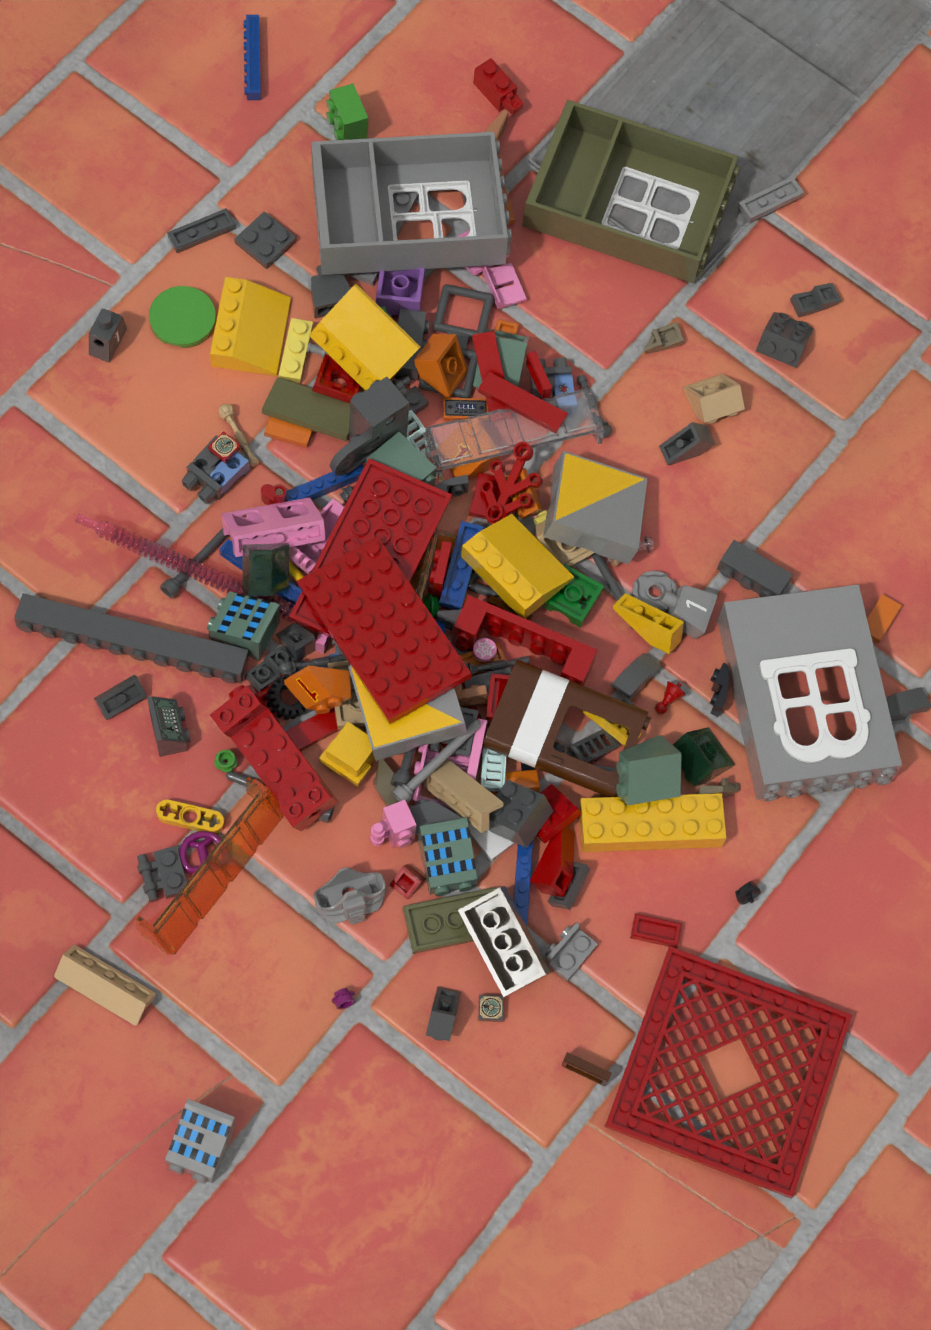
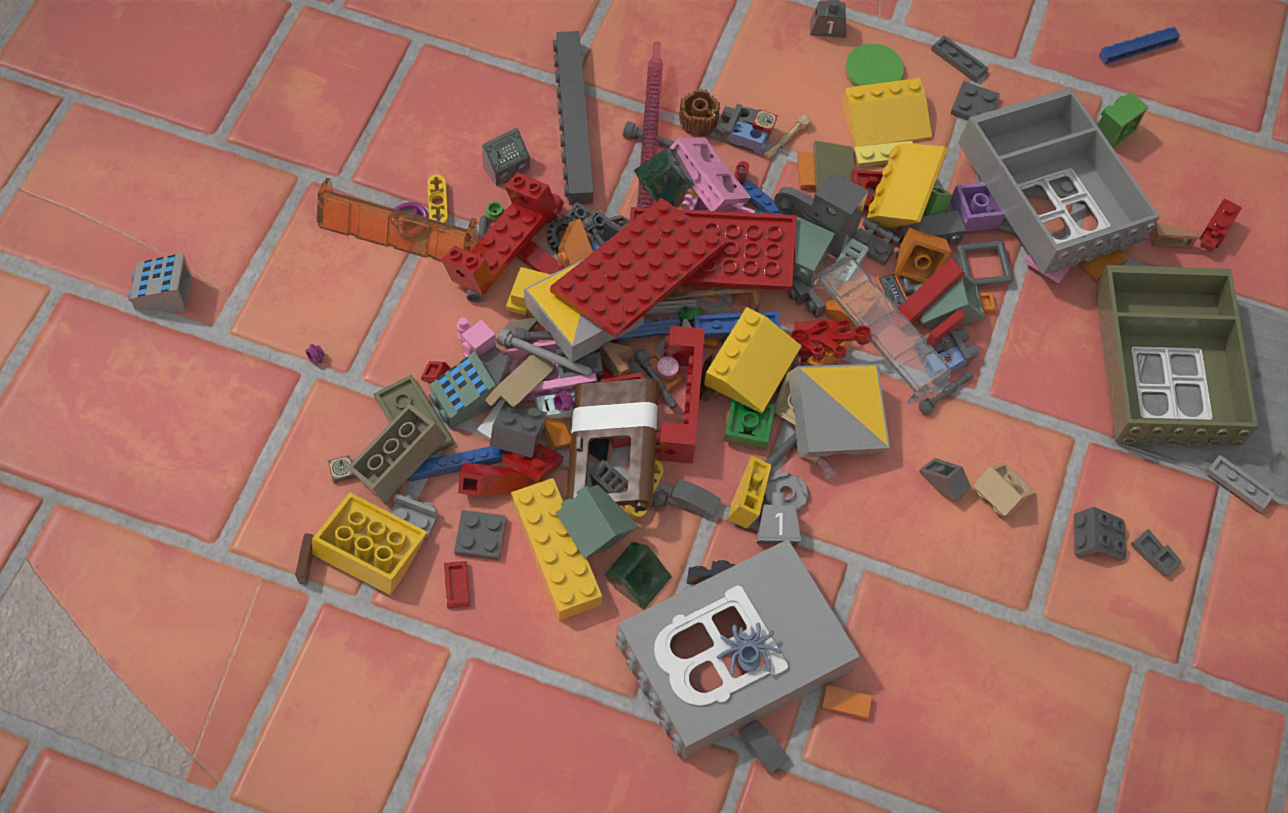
camera: 75 degrees right, 5 degrees down
(104, 984) = (278, 185): tan panel -> none
(120, 697) = (526, 125): dark grey plate -> none
(170, 870) = (389, 198): dark grey plate -> none
(176, 519) = (699, 112): none -> dark orange brick
(245, 623) = (615, 187): sand green slope -> none
(327, 291) = (954, 162): dark grey torso -> none
(355, 904) = (394, 326): light grey piece -> none
(440, 569) = (725, 305): red plate -> none
(443, 1014) = (323, 430): dark grey slope -> none
(498, 760) = (563, 401): none -> magenta plate
(501, 276) = (1033, 281): bright pink piece -> none
(522, 402) = (910, 320): red tile -> none
(580, 873) = (463, 500): dark grey plate -> none
(590, 1000) = (368, 543): none -> yellow slope
(609, 892) = (480, 535): none -> dark grey plate
(664, 338) = (1044, 432): dark tan slope -> none
(671, 694) = (690, 533): red piece -> none
(727, 789) = (612, 604): dark tan slope -> none
(747, 893) = (518, 652): black piece -> none
(753, 571) = (841, 571): dark grey brick -> none
(829, 675) = (748, 649): none -> sand blue animal
(831, 1022) = (413, 764): red plate -> none

